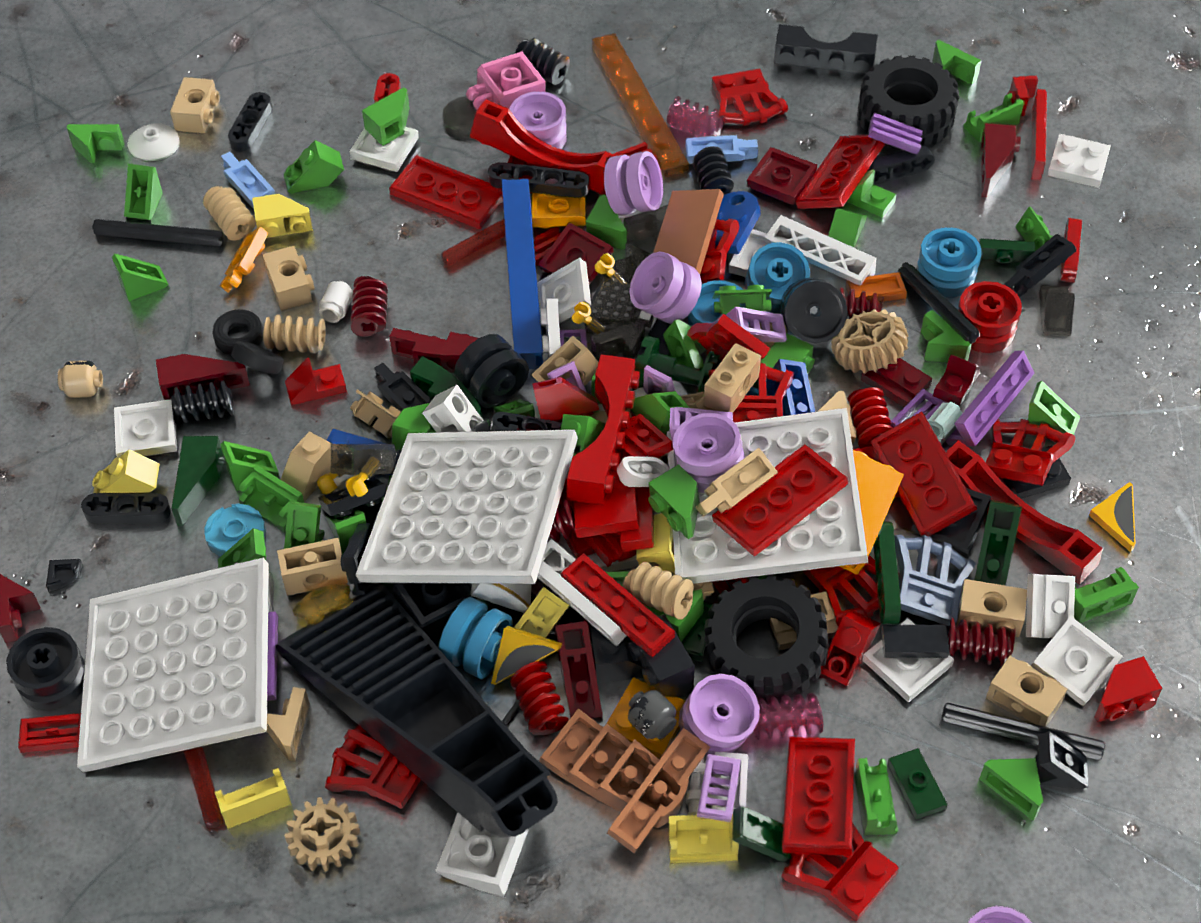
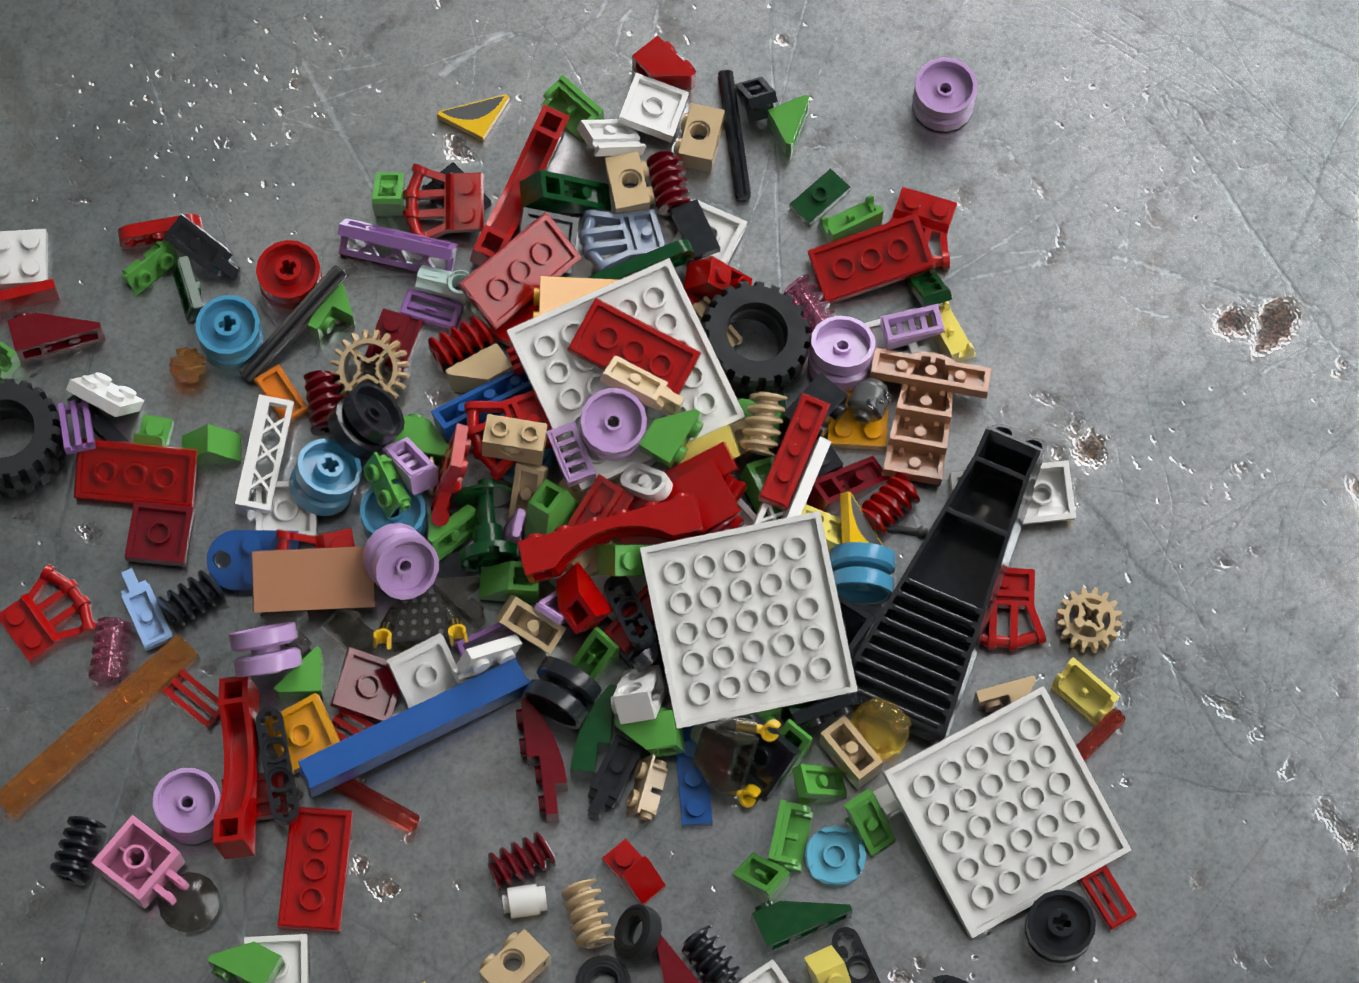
camera: 115 degrees left, 15 degrees up
(307, 463) = (742, 820): tan slope -> none
(919, 165) = (105, 395): none -> white plate
(926, 225) = (187, 365): none -> clear orange gear
(956, 380) = (378, 285): dark red slope -> none
(1056, 310) = (247, 226): clear smoke slope -> none

